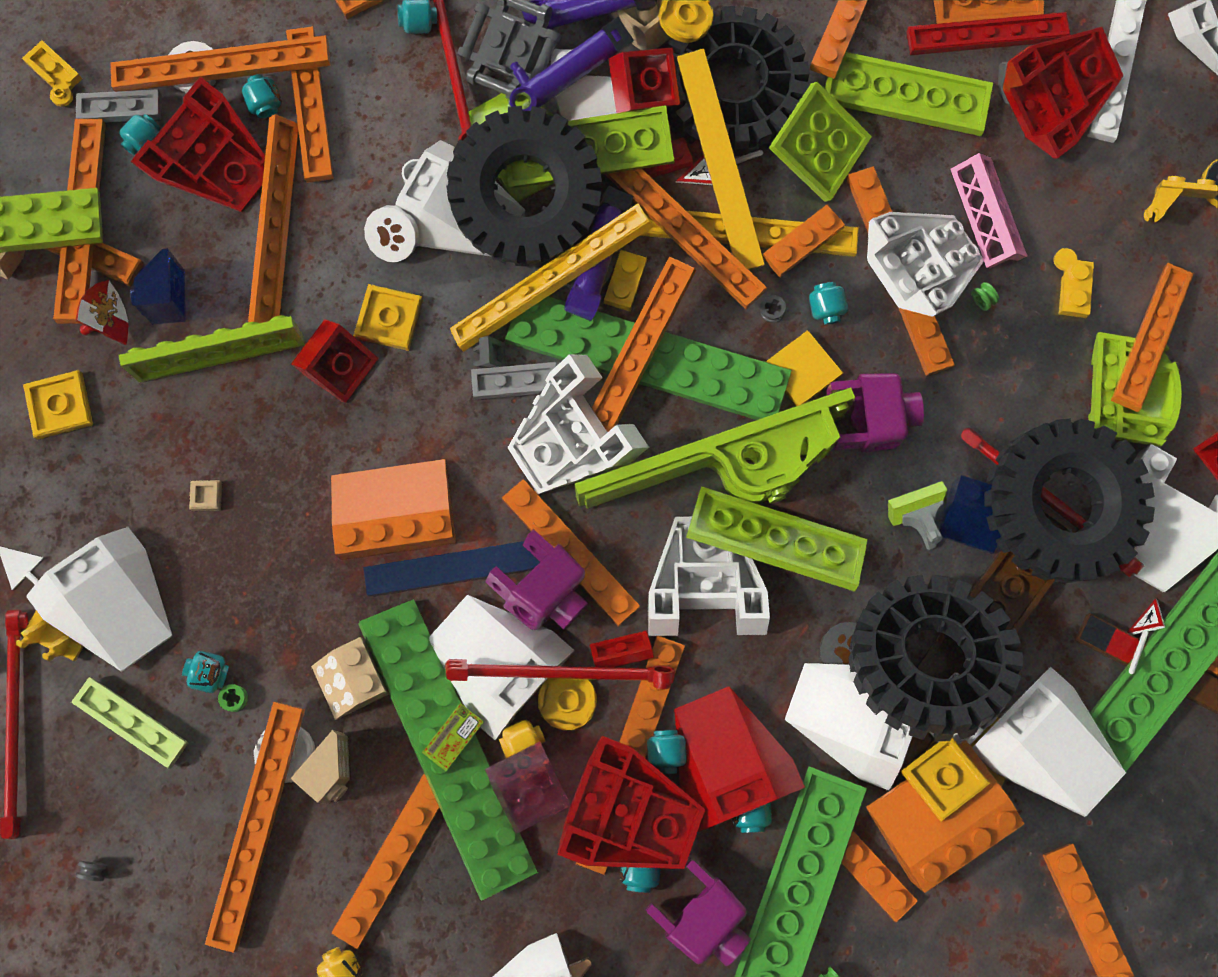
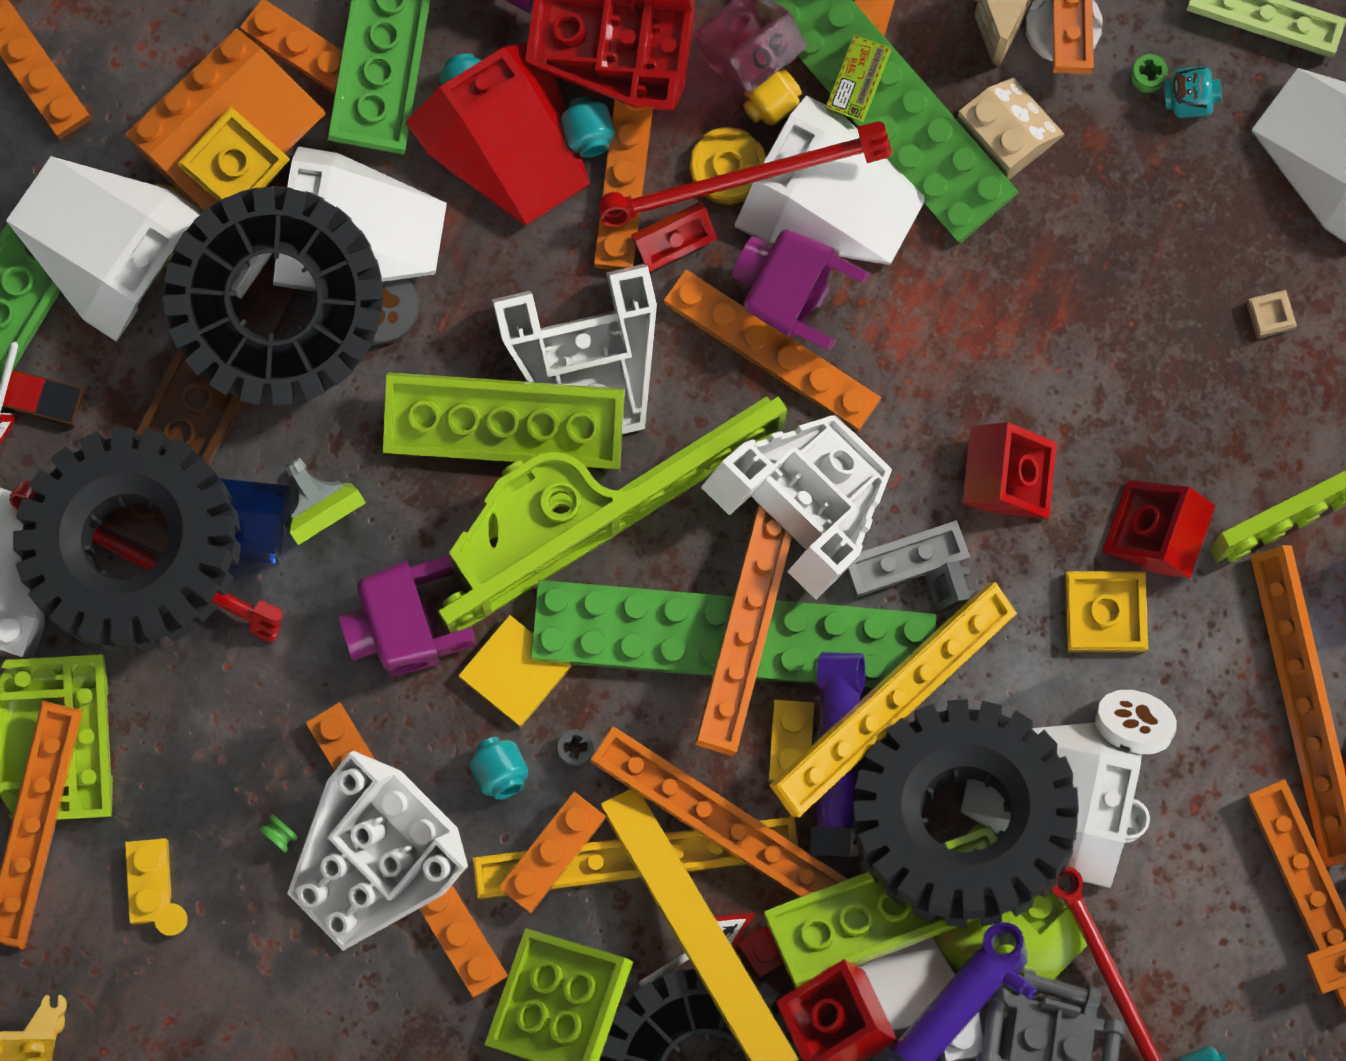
camera: 165 degrees right, 0 degrees up
(391, 510) = (1021, 348): orange slope -> none
(426, 422) = (1009, 471): none -> red slope
(447, 568) = (923, 293): dark blue tile -> none
(998, 210) = (285, 970): bright pink fence -> none

